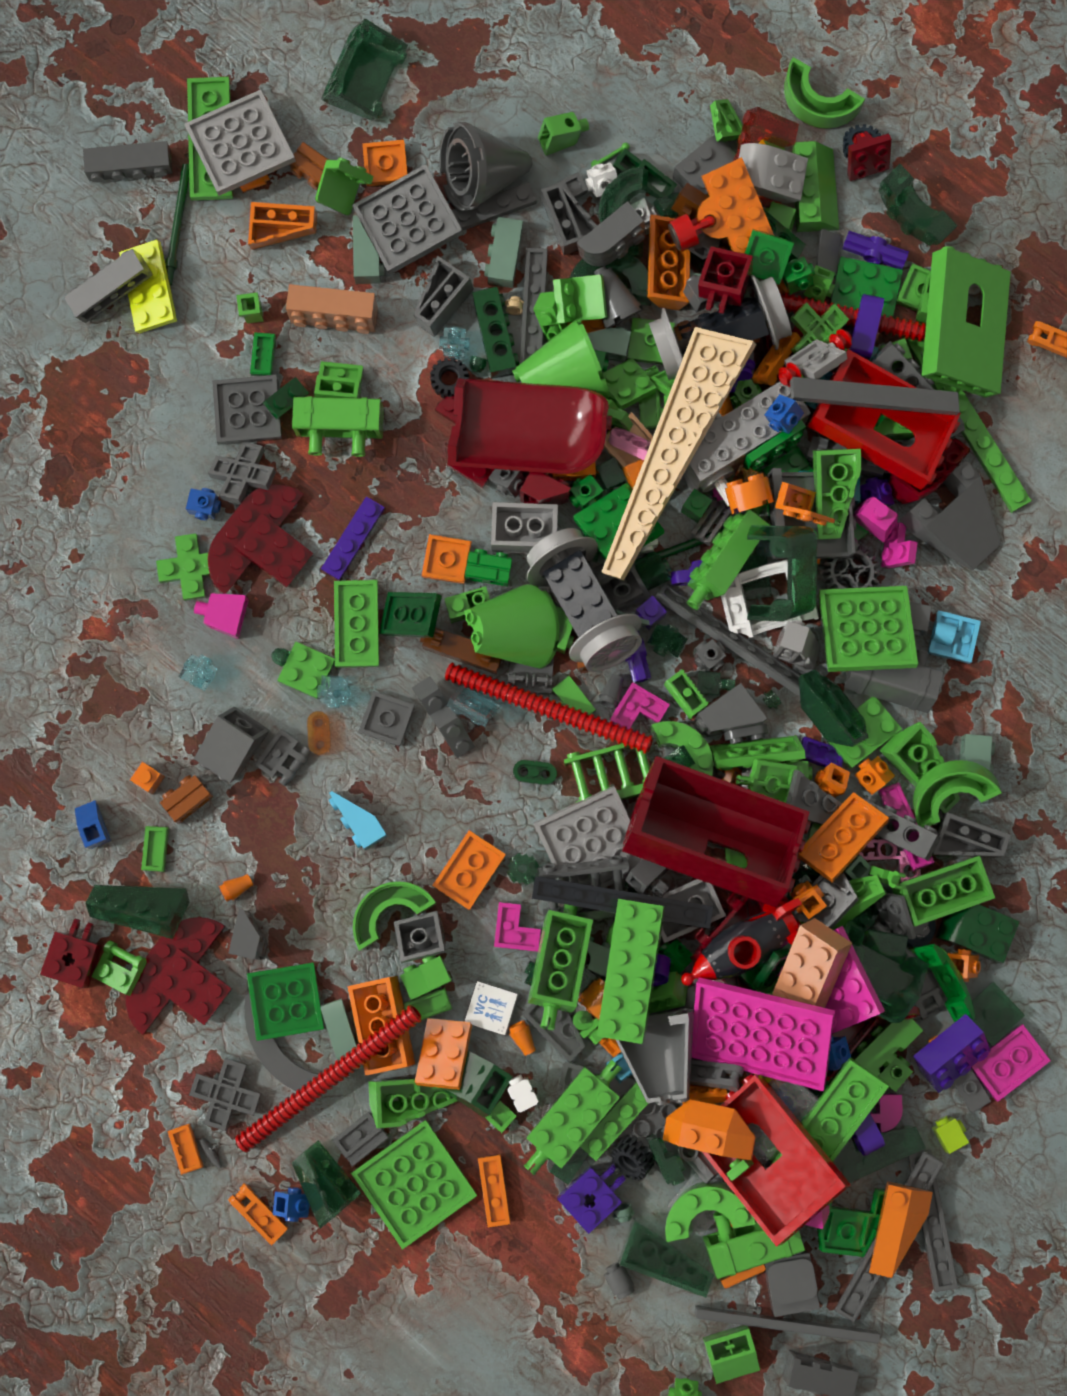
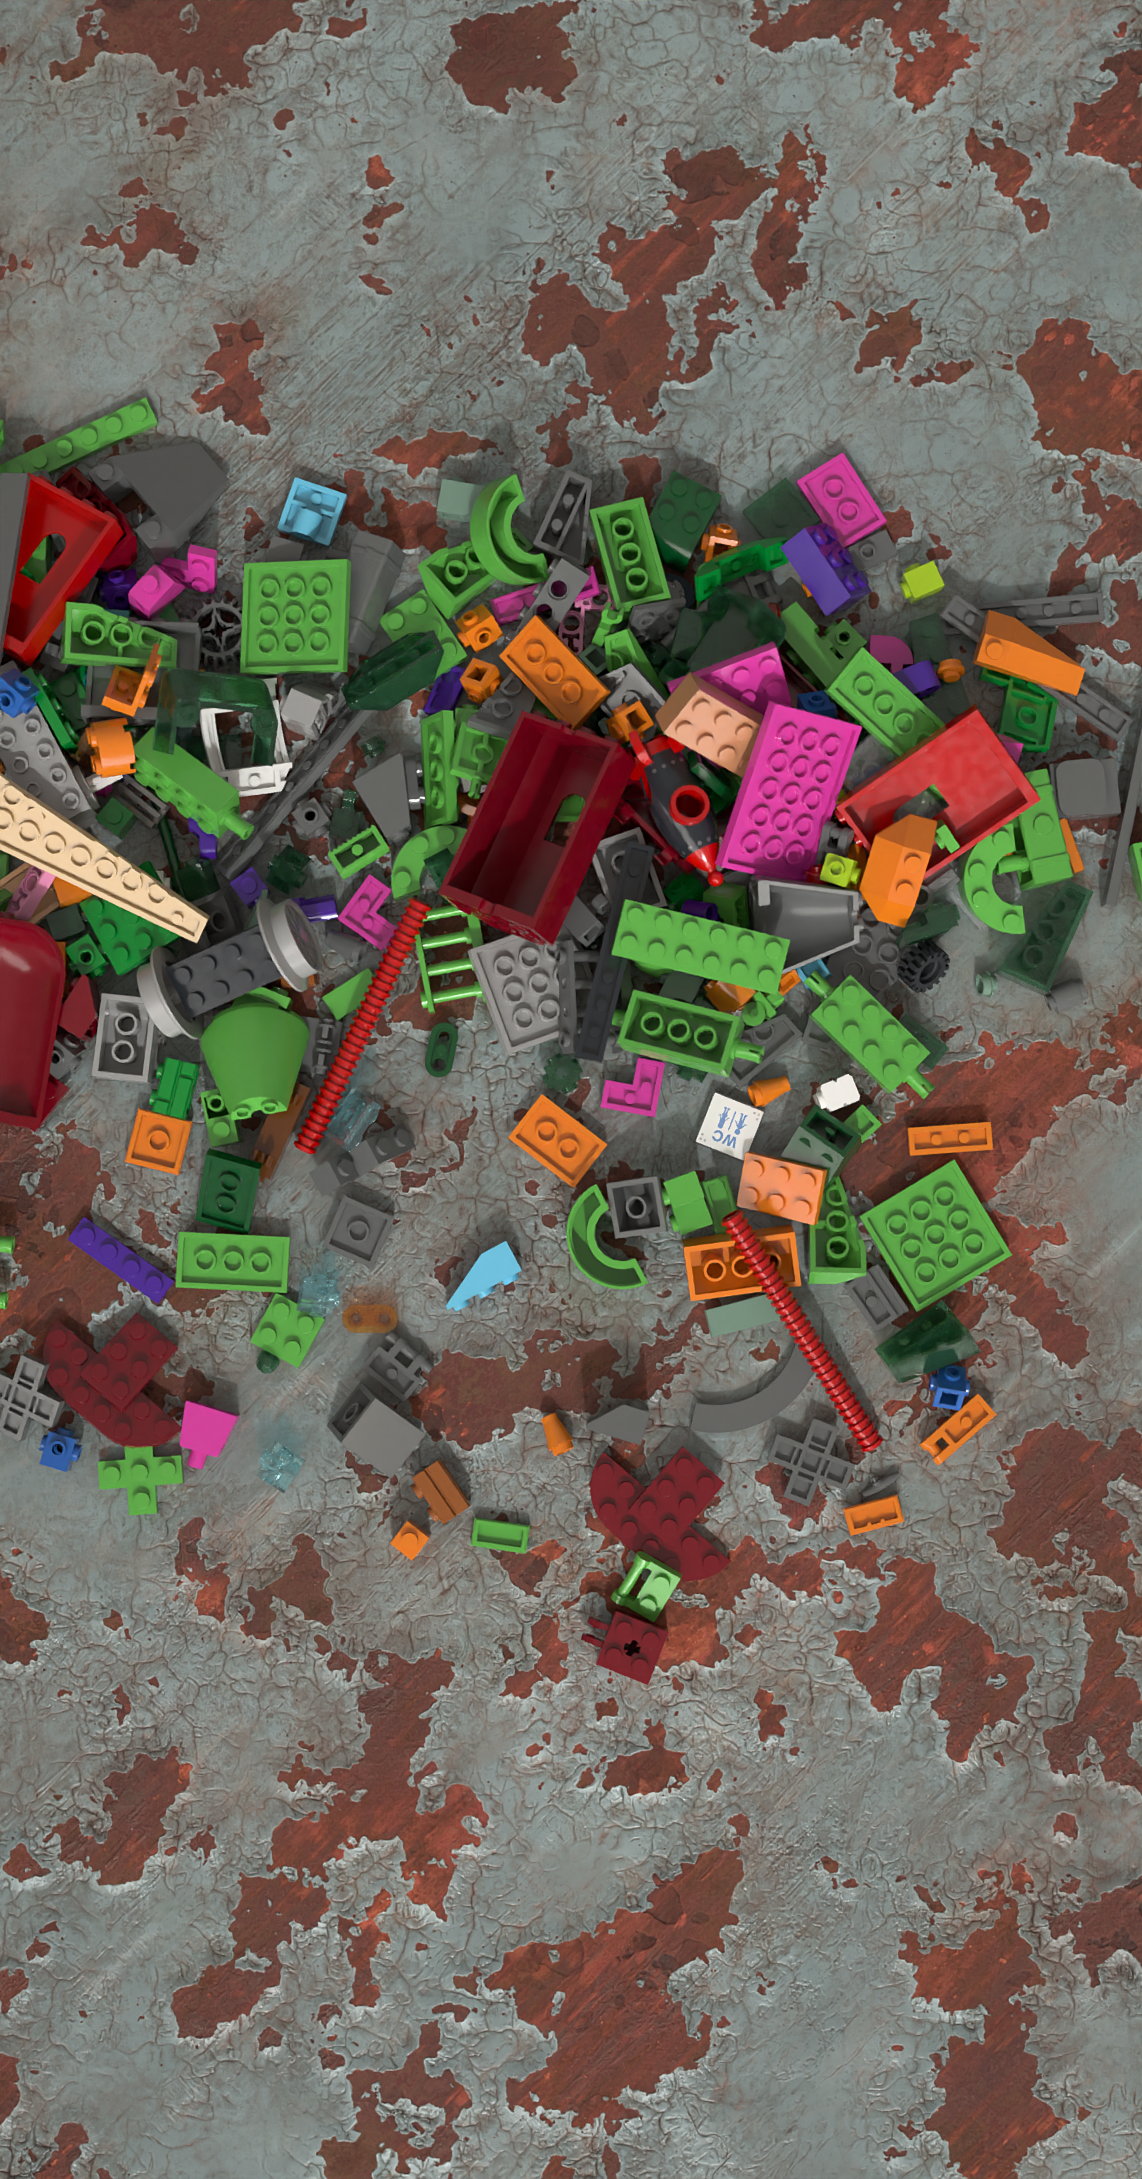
camera: 85 degrees left, 5 degrees up
(91, 825) = (464, 1613): blue slope -> none
(141, 908) = (573, 1557): clear green wedge -> none
(284, 1001) = (703, 1380): green plate -> none
(604, 1201) = (969, 1004): dark purple hinge -> none
(614, 1122) = (878, 983): bright green plate -> none
(699, 1063) = (814, 873): none -> red plate
(703, 1082) = (840, 871): none -> lime bracket
(878, 1163) = (950, 670): none -> orange plate

